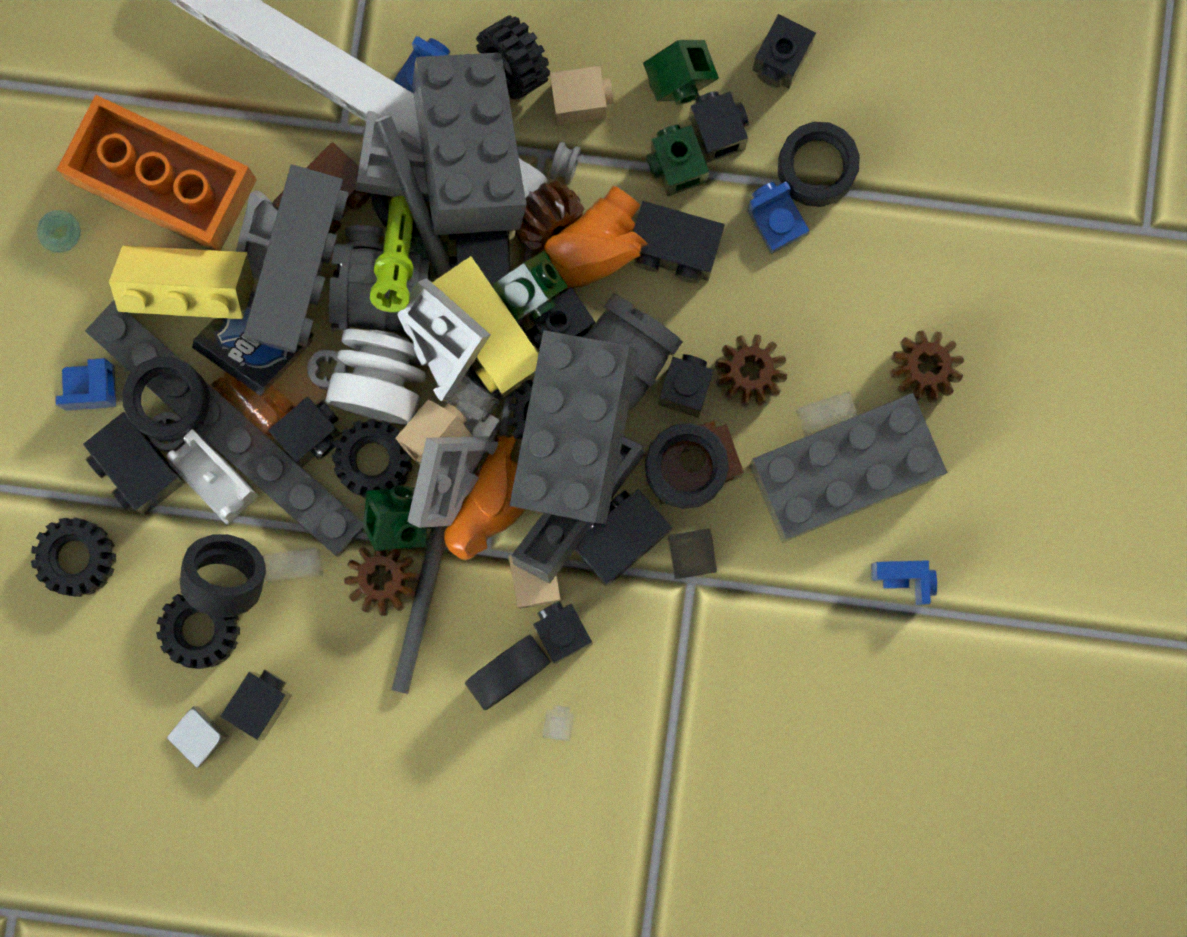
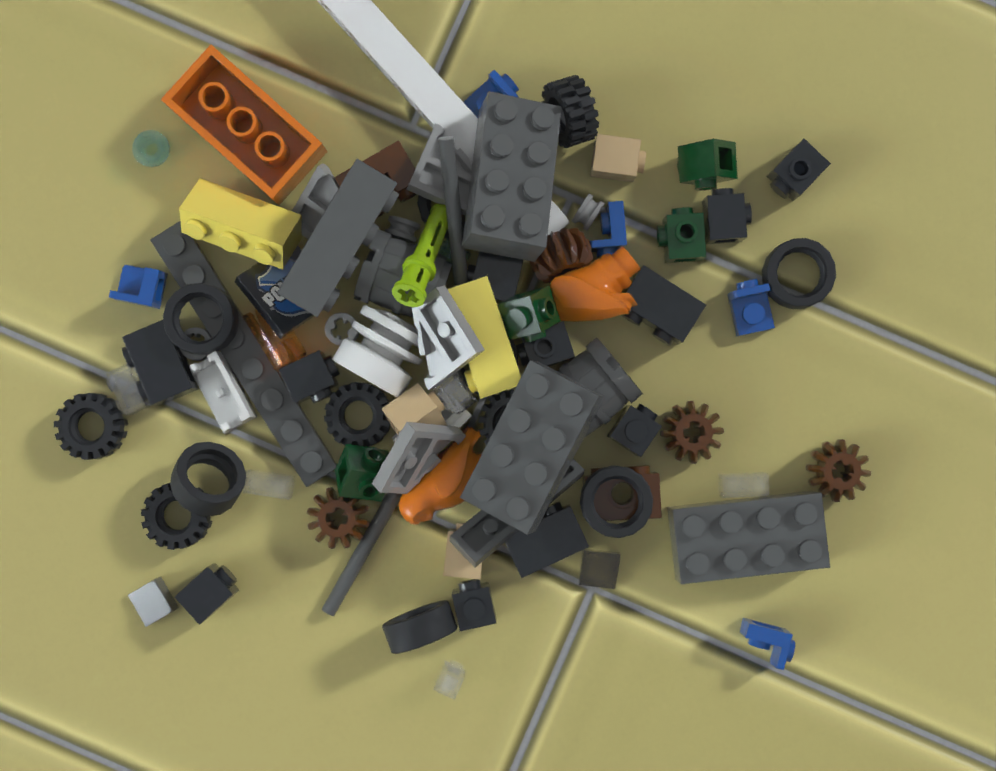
camera: 10 degrees right, 5 degrees up
(98, 498) = (123, 383): none -> clear piece
(595, 167) = (614, 225): none -> blue bracket

